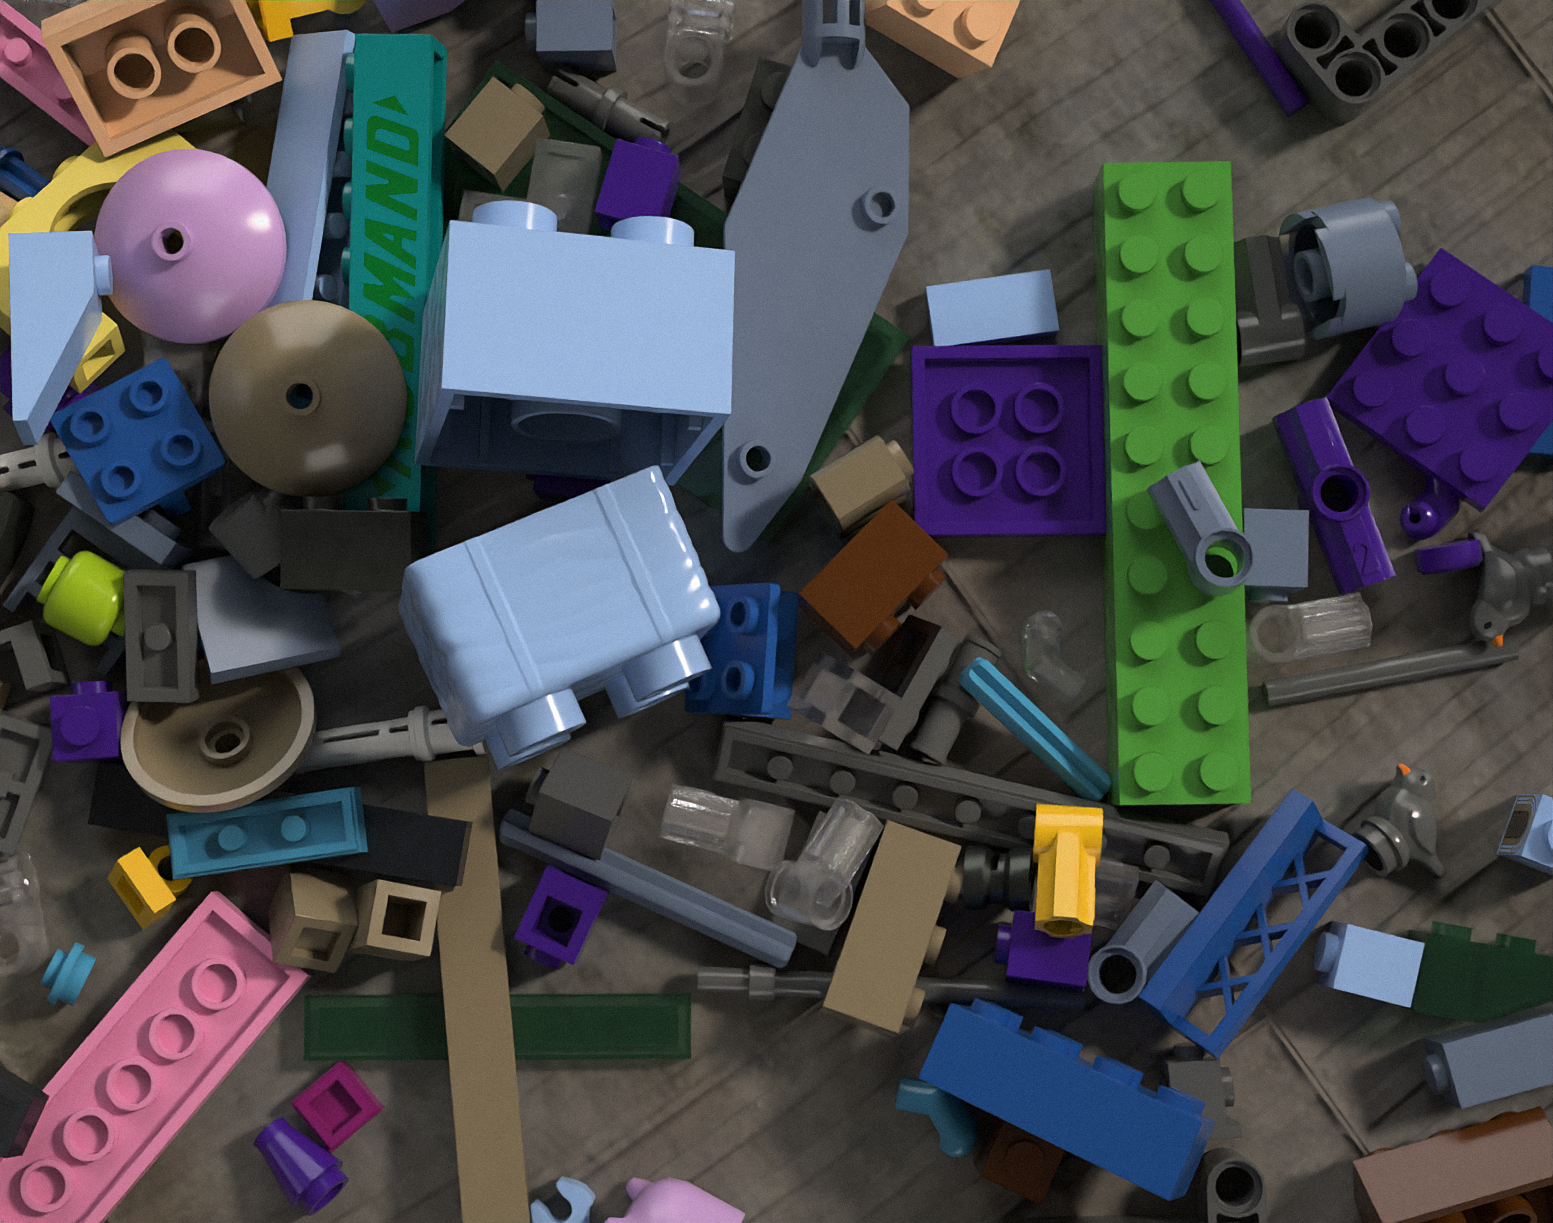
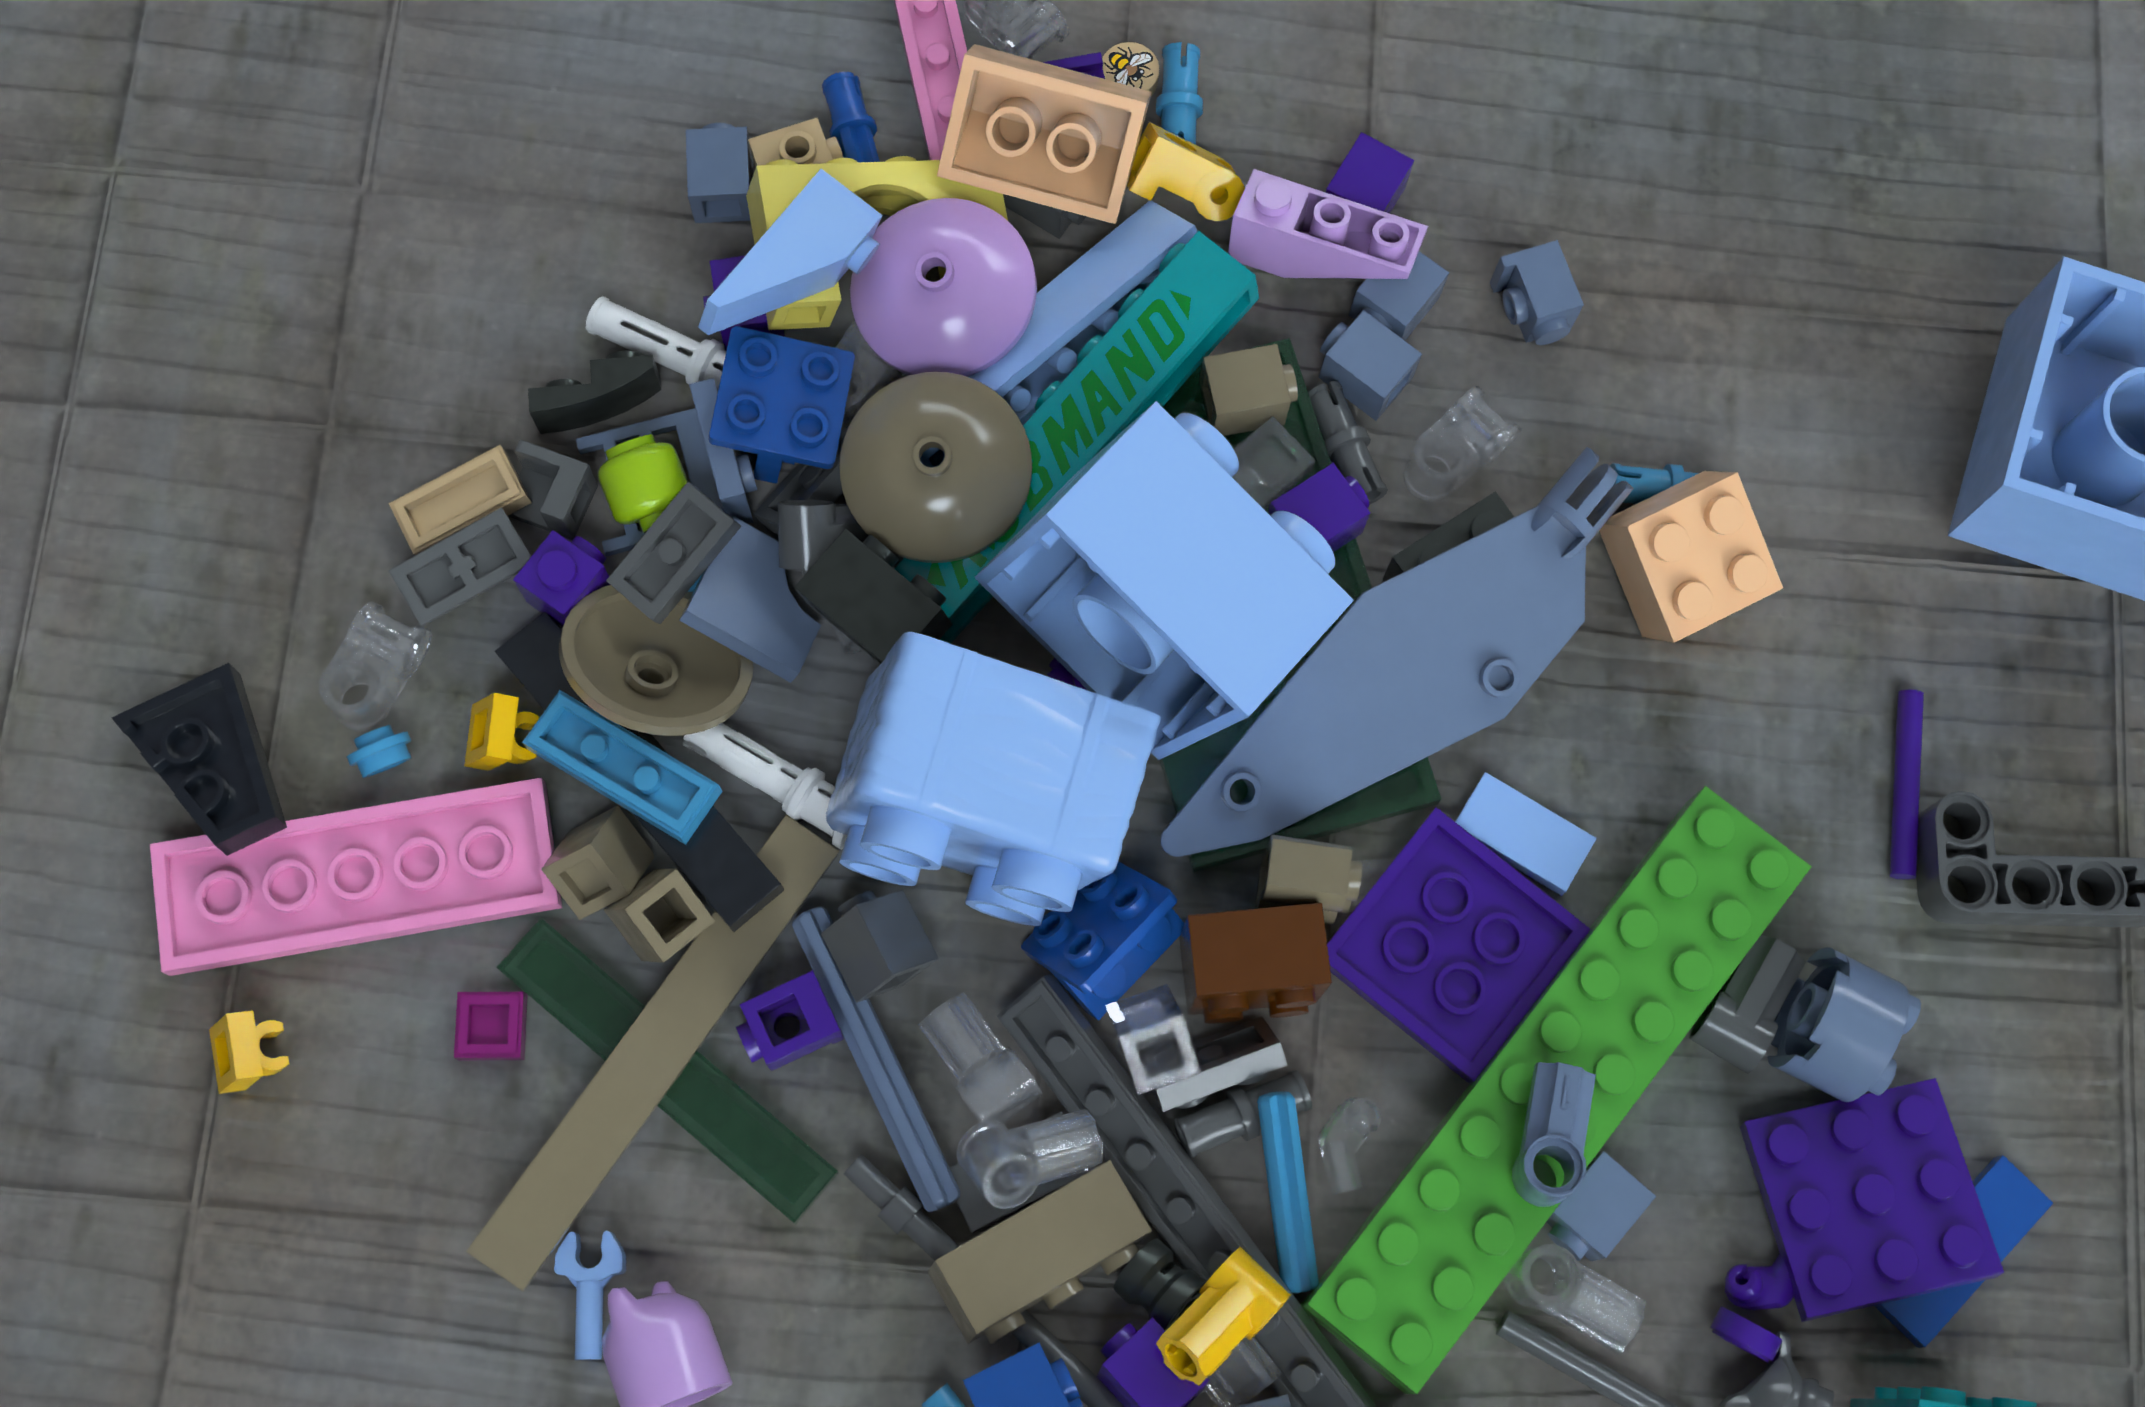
camera: 30 degrees right, 10 degrees down
(301, 1167) = (422, 1049): dark purple cone -> none
(1319, 456) = (1671, 1247): dark purple piece -> none

